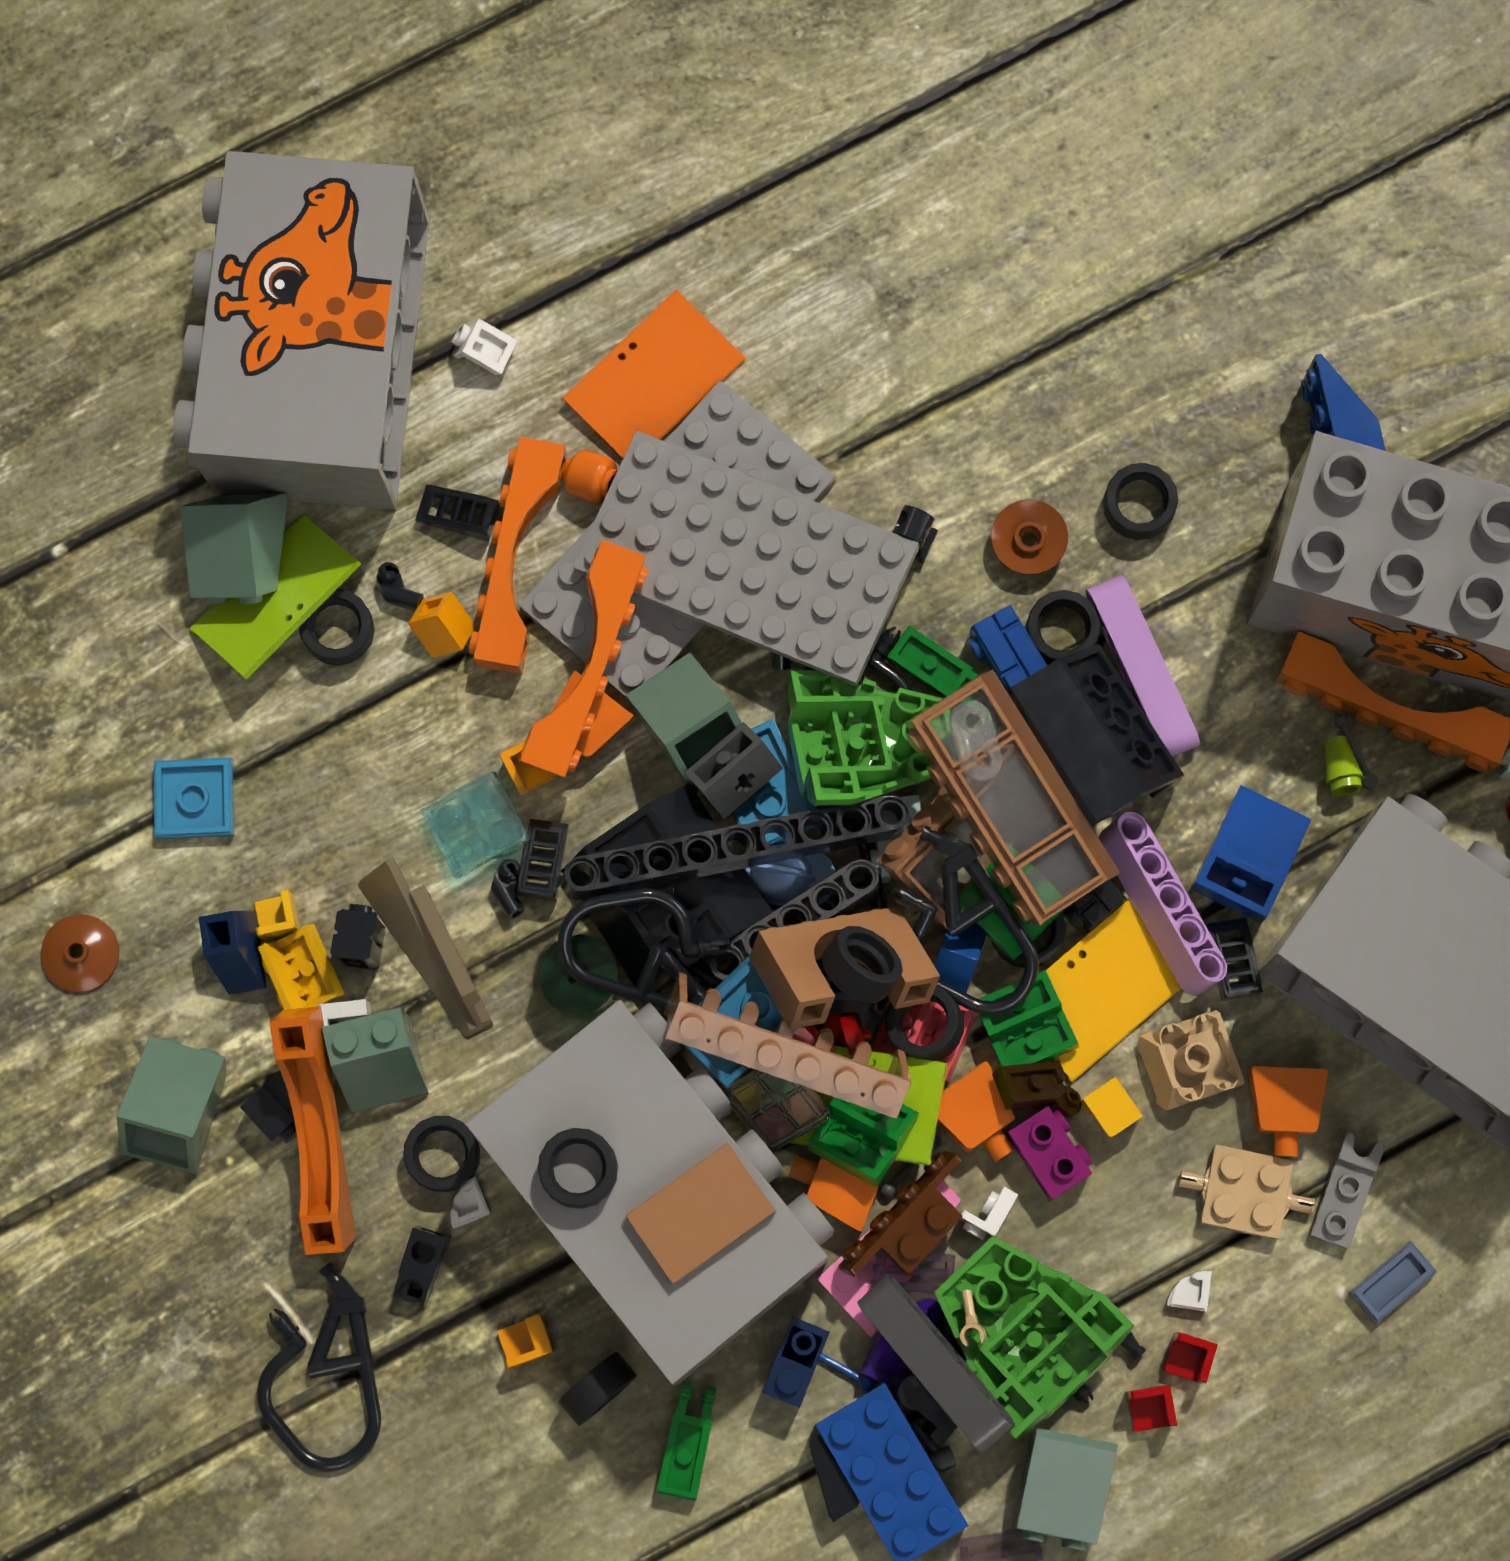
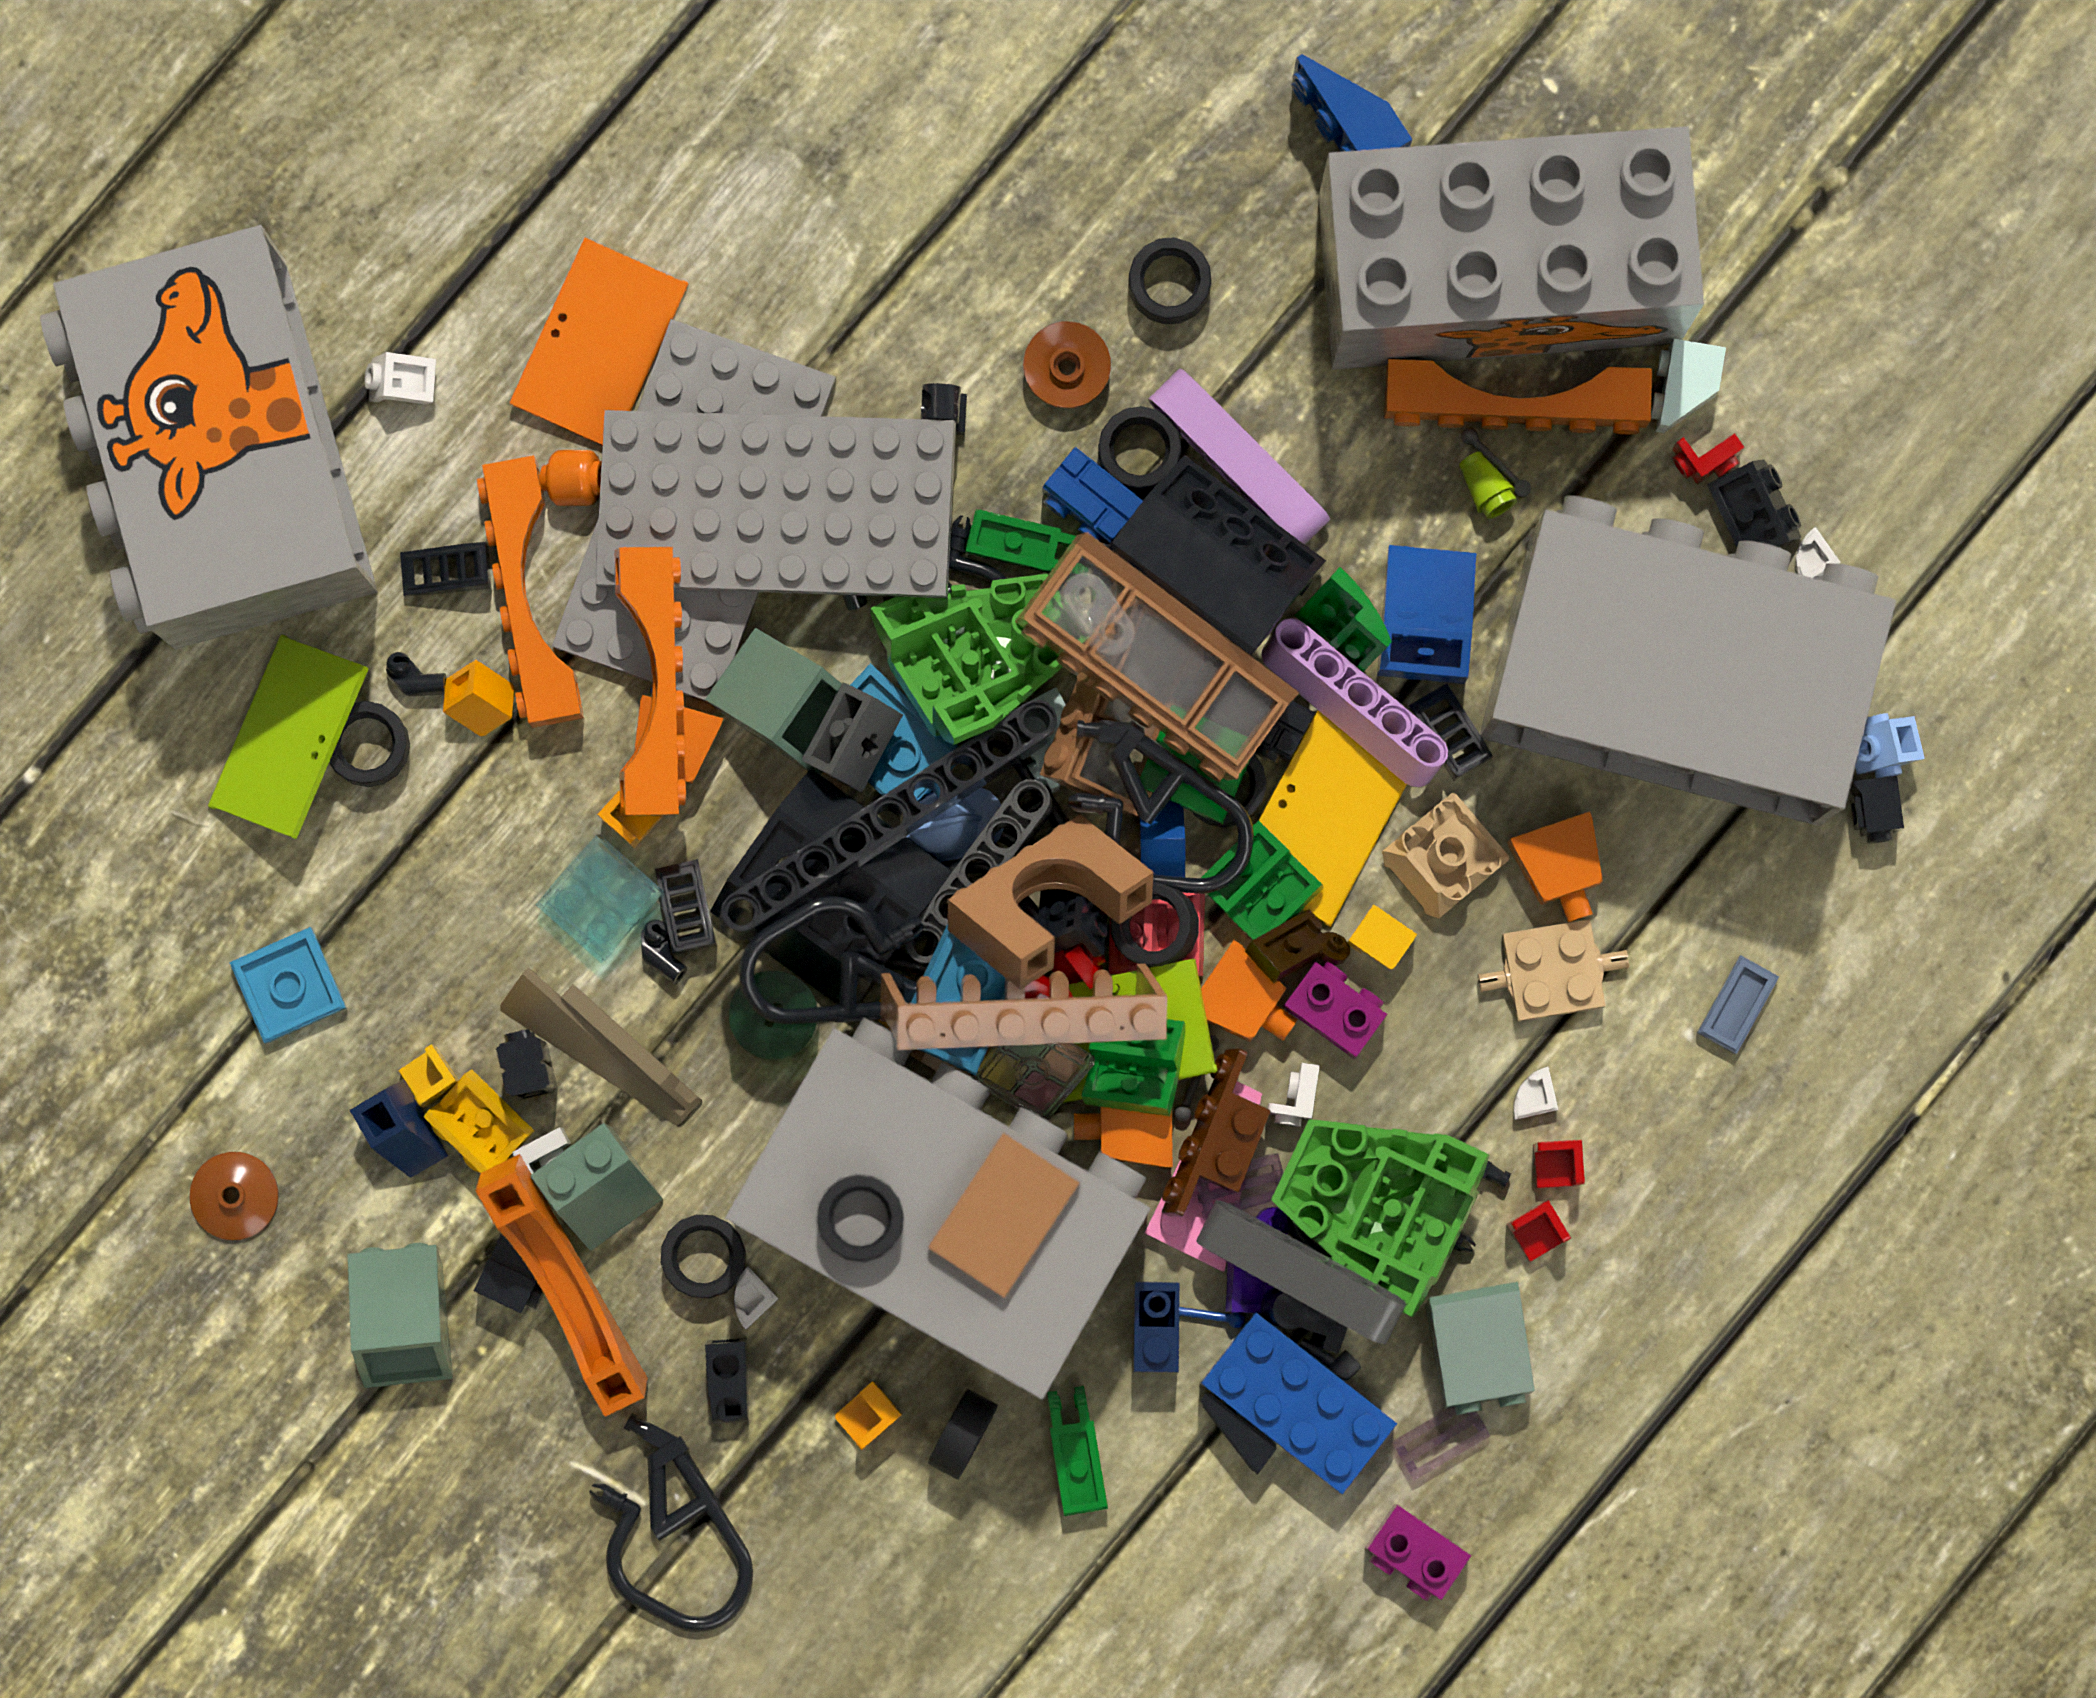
camera: 25 degrees left, 5 degrees up
(234, 545) = (223, 699): sand green slope -> none
(855, 979) = (1065, 911): black tyre -> none
(970, 1319) = (1319, 1212): tan hand -> none
(1182, 831) = (1346, 620): none -> green slope
(1346, 1192) = (1655, 930): light grey plate -> none

